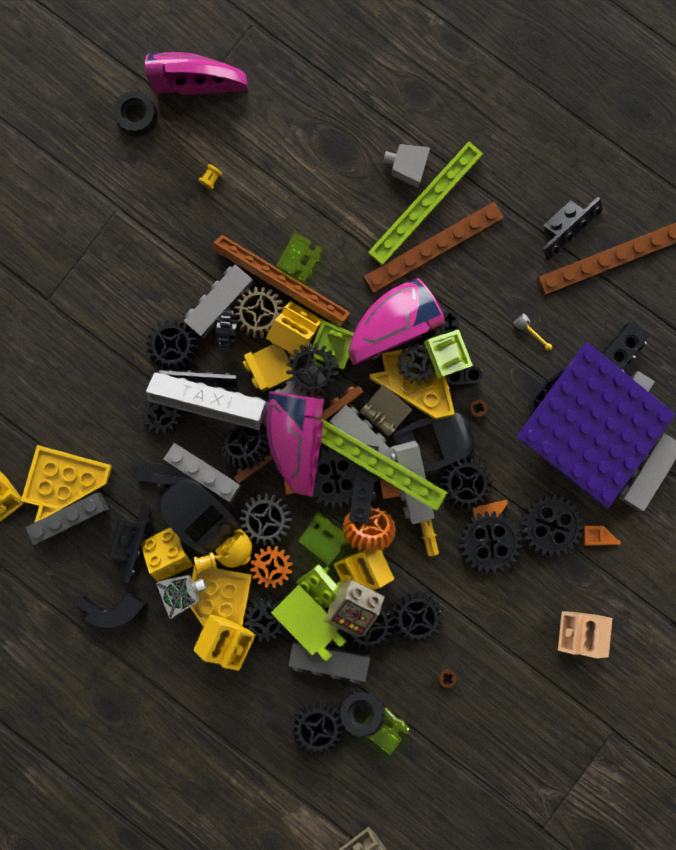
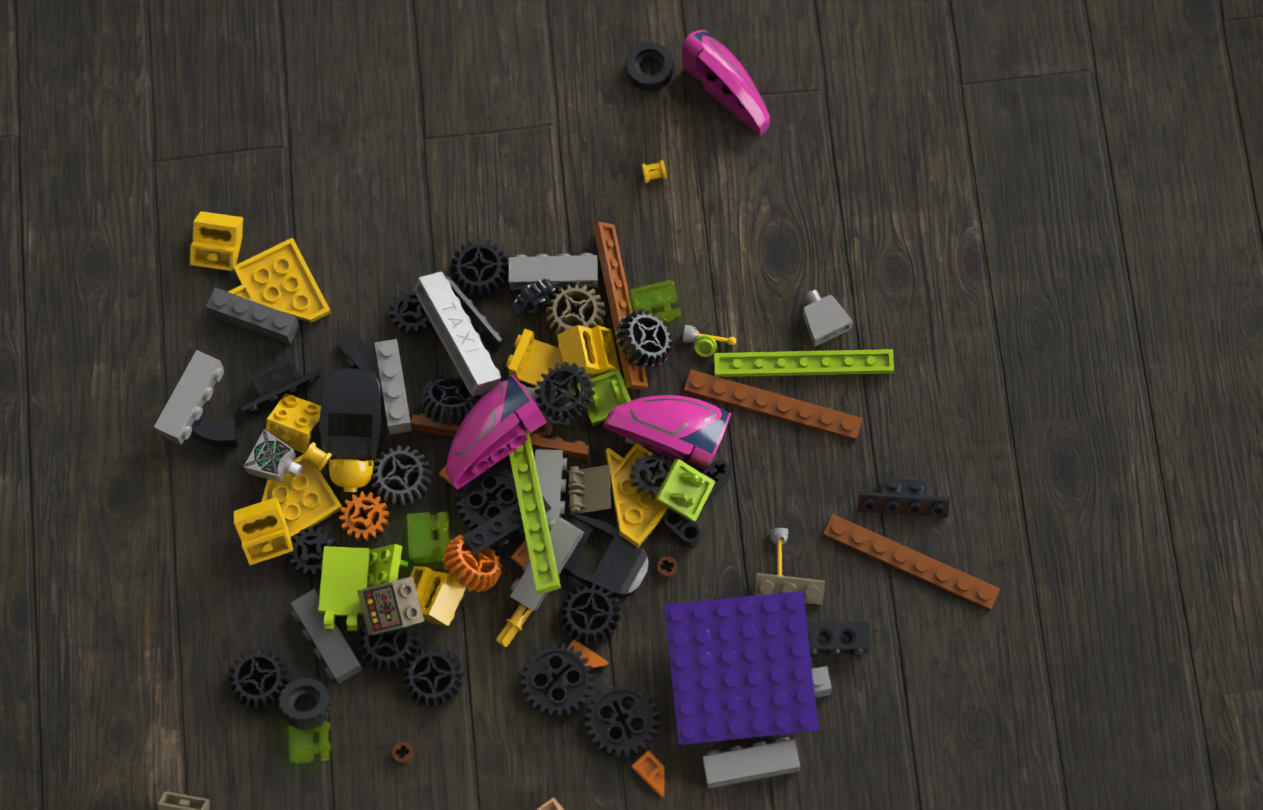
camera: 50 degrees right, 15 degrees down
(88, 612) = (189, 397): none -> light grey brick
(315, 284) = (643, 339): none -> black gear
(341, 254) = (691, 334): none -> light grey hinge
(357, 253) = (705, 346): none -> lime plate
(562, 347) = (772, 584): none -> dark tan plate

